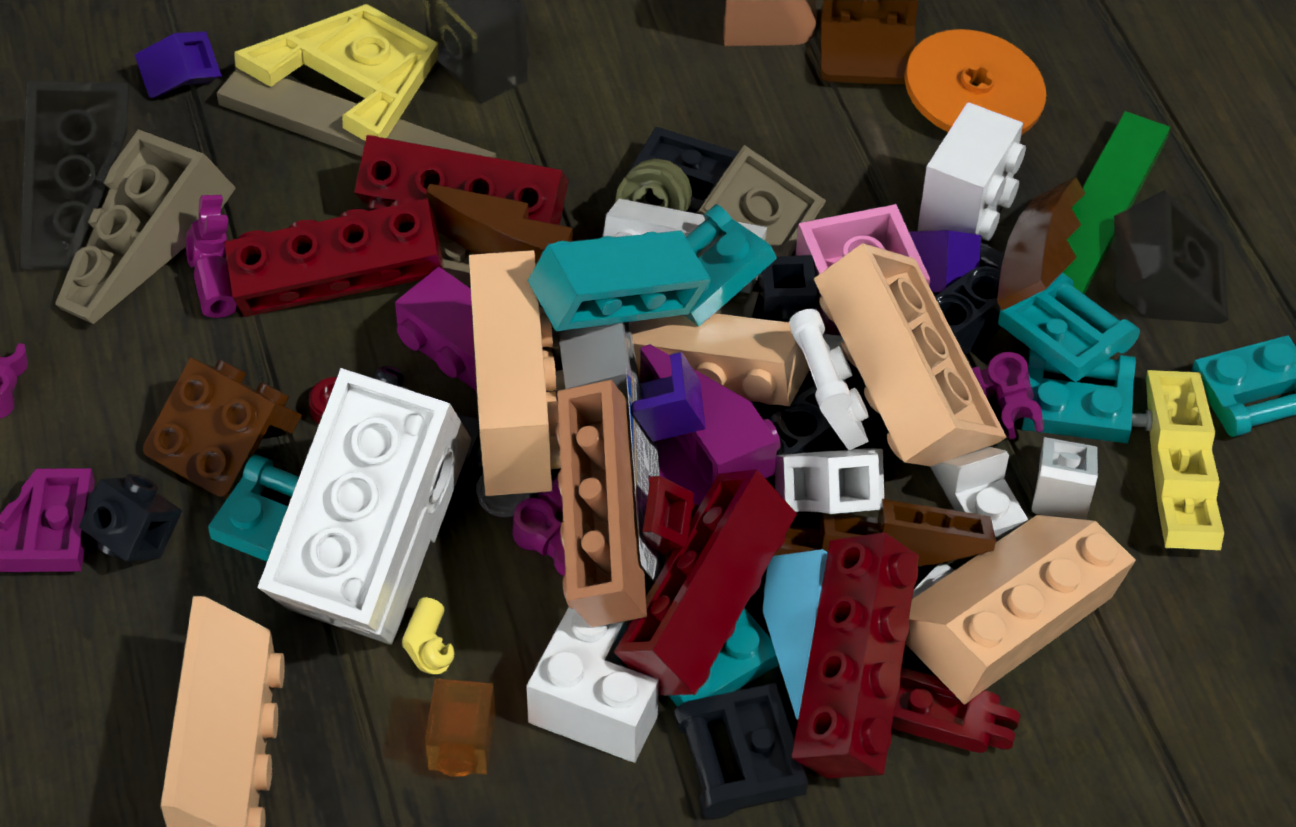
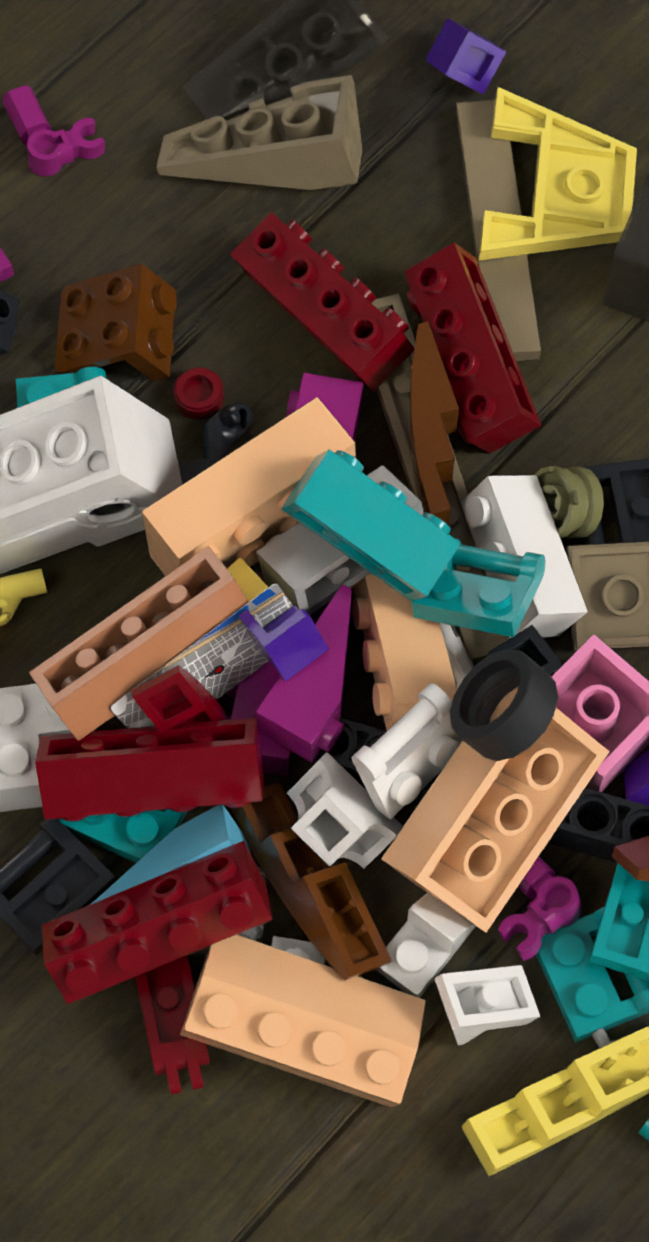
camera: 60 degrees right, 15 degrees up
(208, 255) = (283, 200): magenta bar -> none
(818, 264) = (524, 718): none -> black tyre

